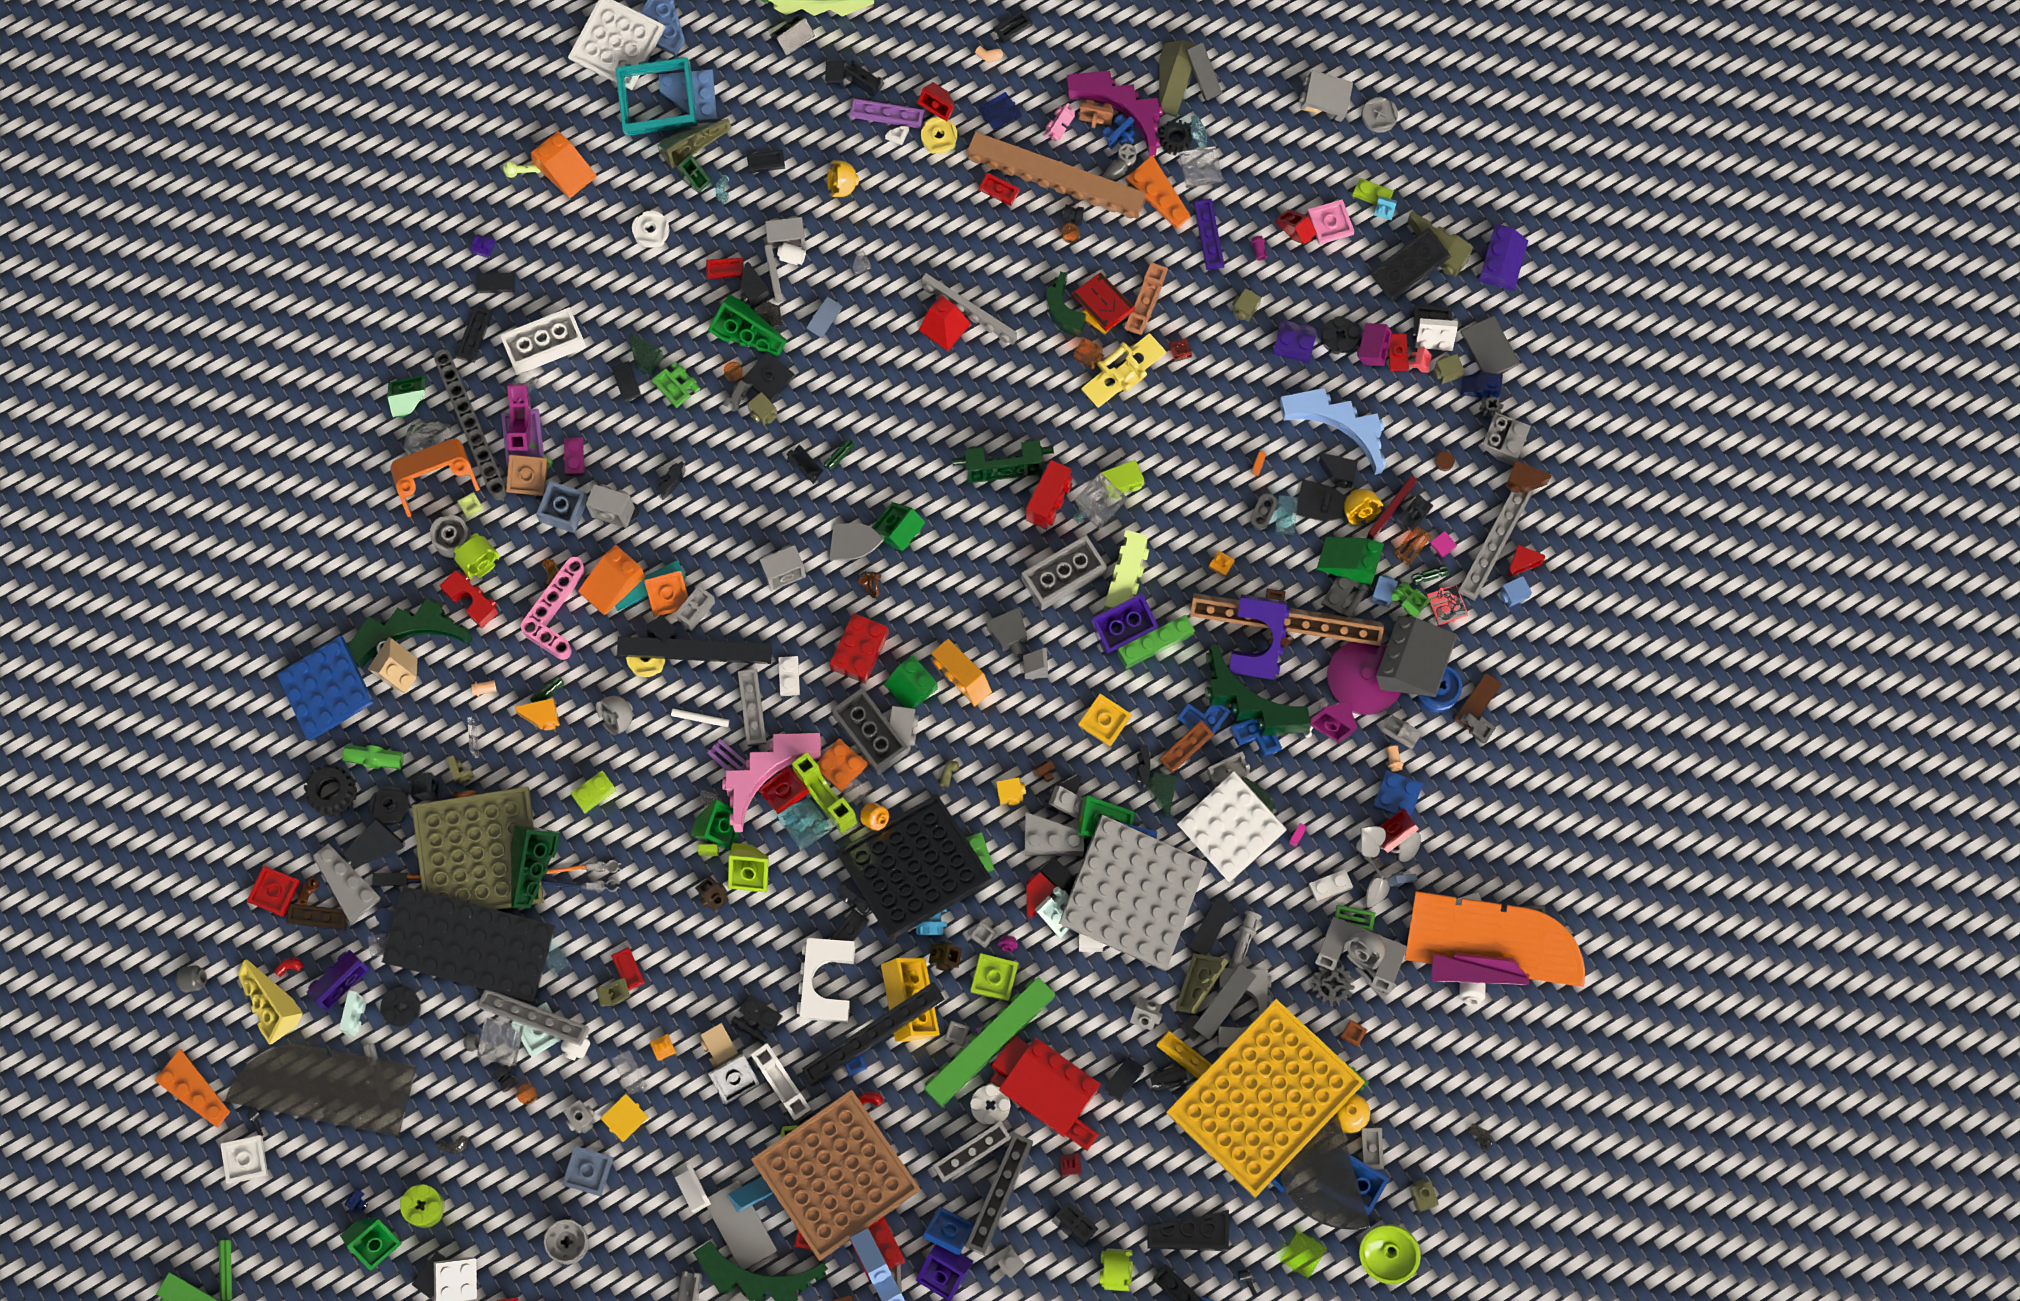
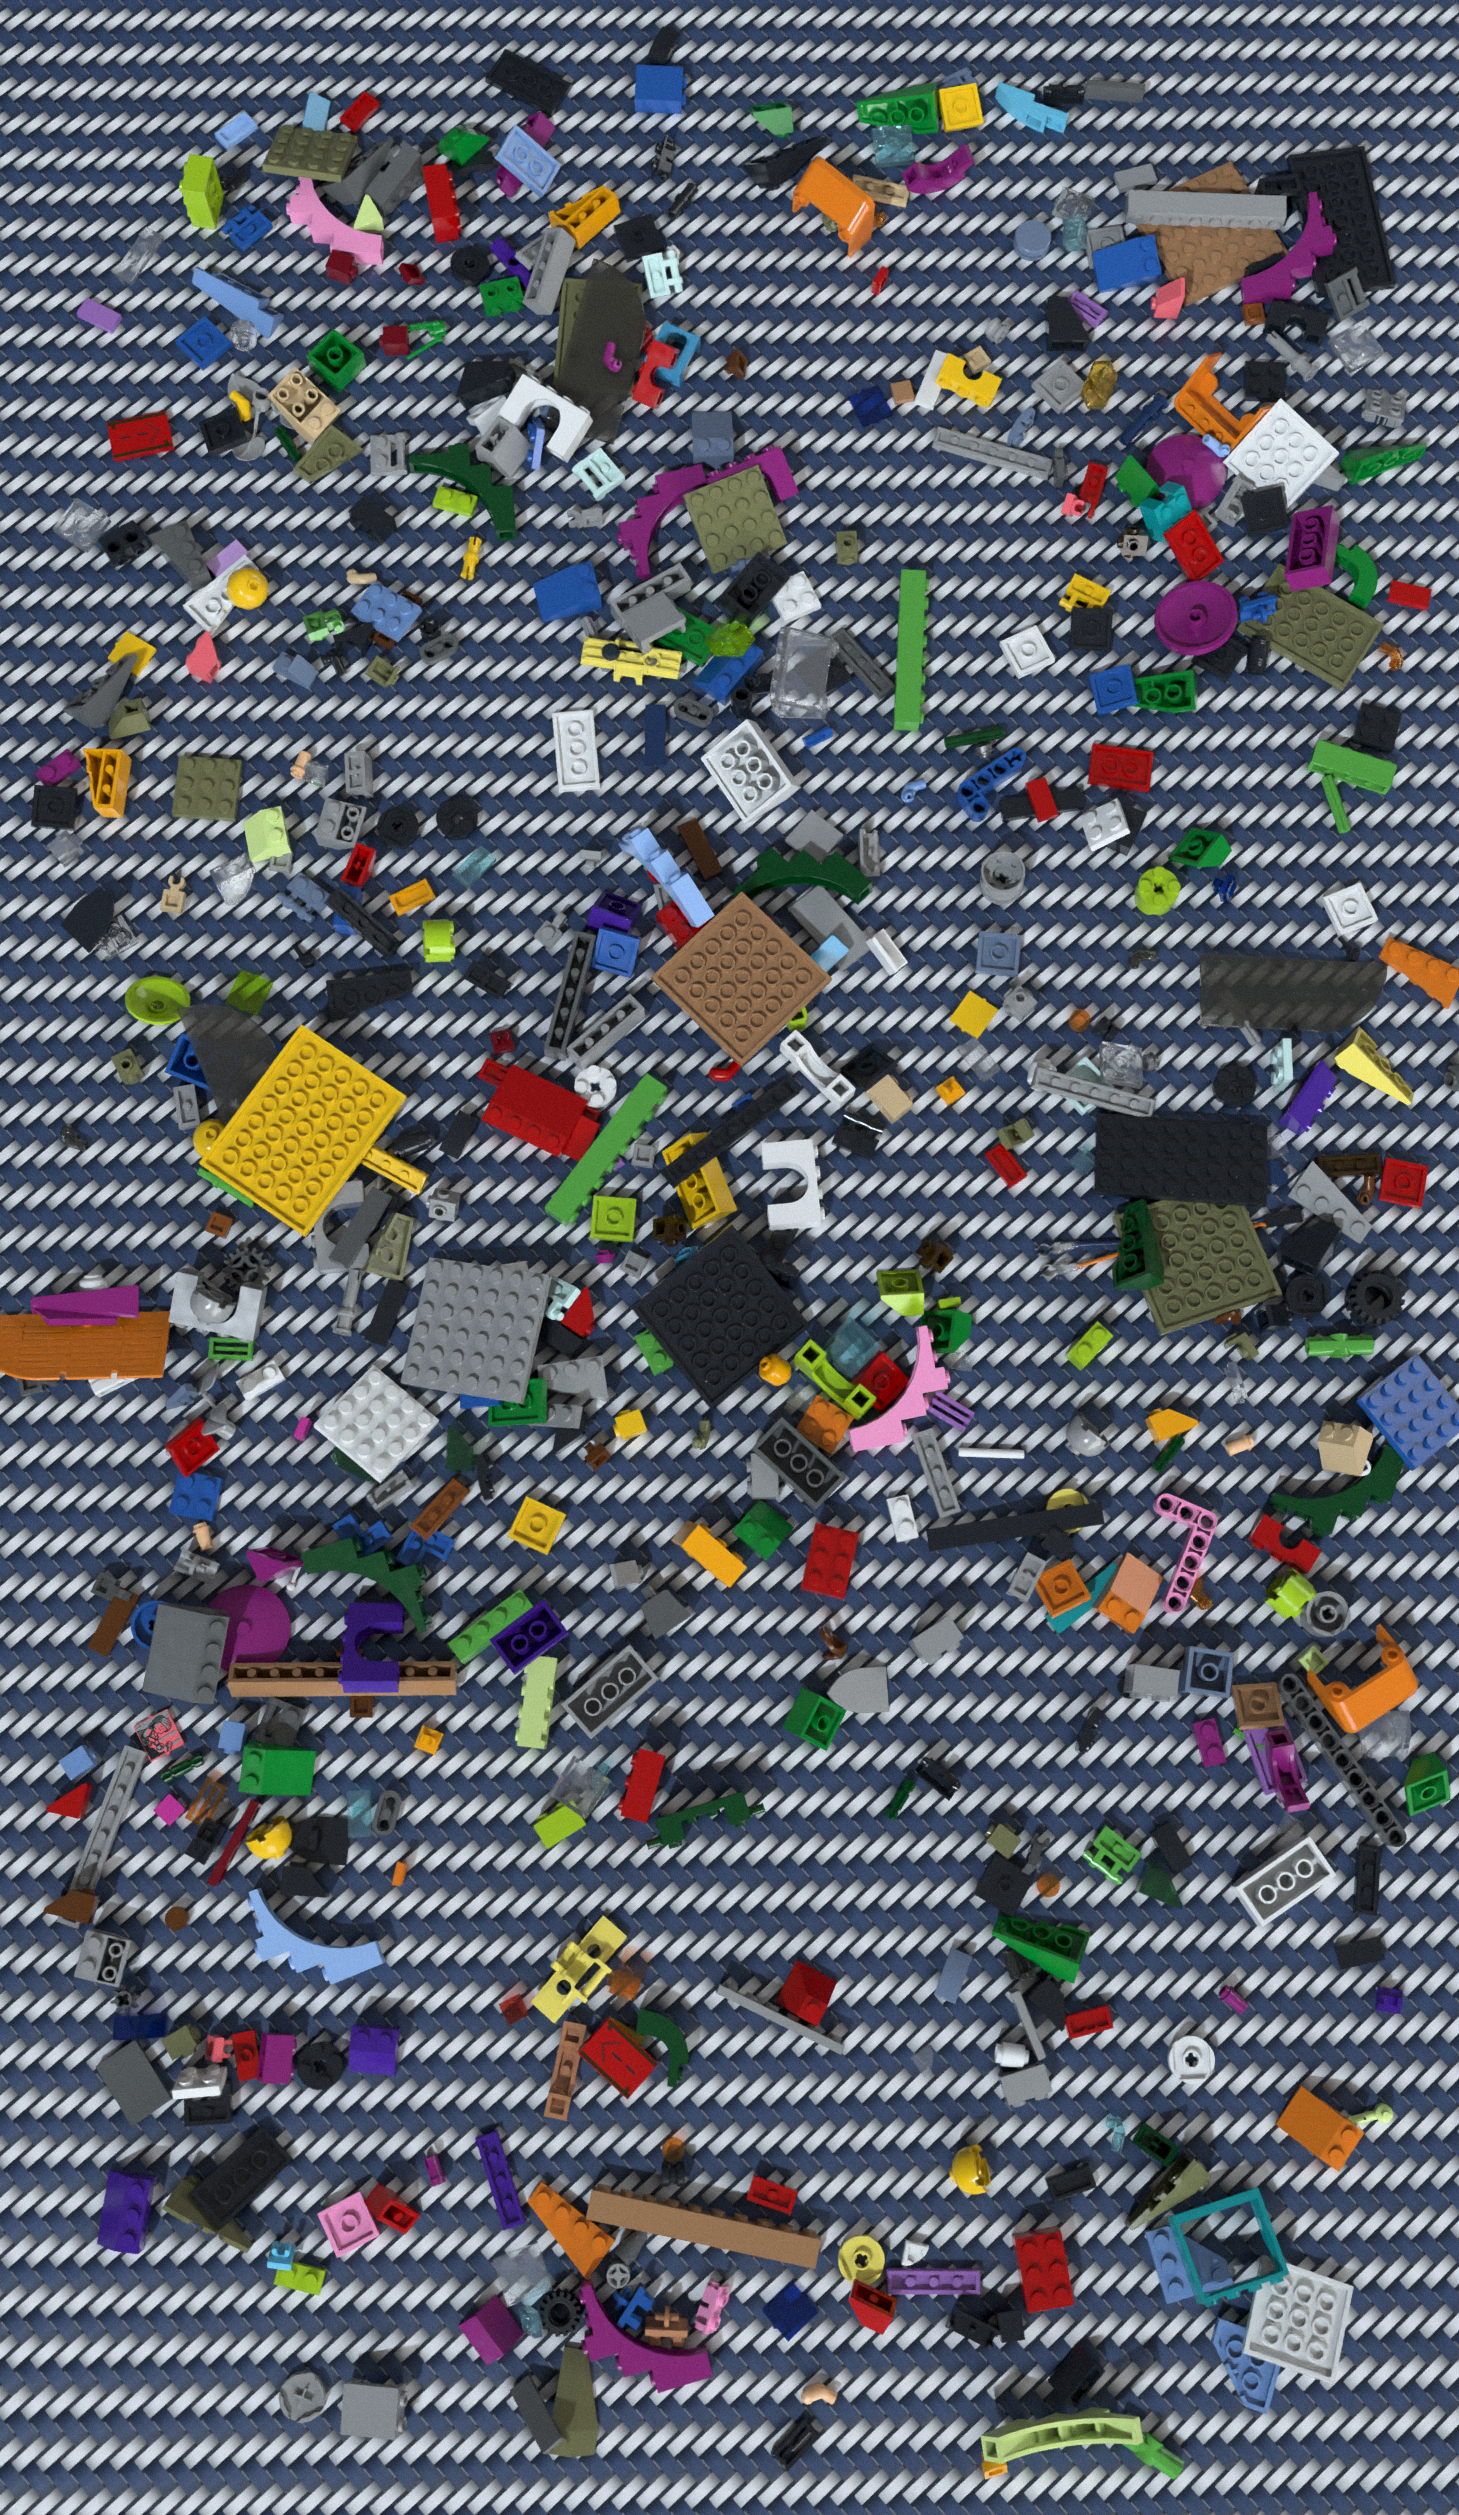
camera: 165 degrees right, 5 degrees up
(286, 964) = (1365, 1110): red arm -> none
(608, 268) = (1233, 1999): none -> magenta pin
(801, 105) = (1042, 2269): none -> red brick
(1229, 134) = (491, 2330): none -> magenta slope
(1246, 305) = (441, 2084): olive brick -> none
(1413, 600) = (195, 1725): bright green plate -> none

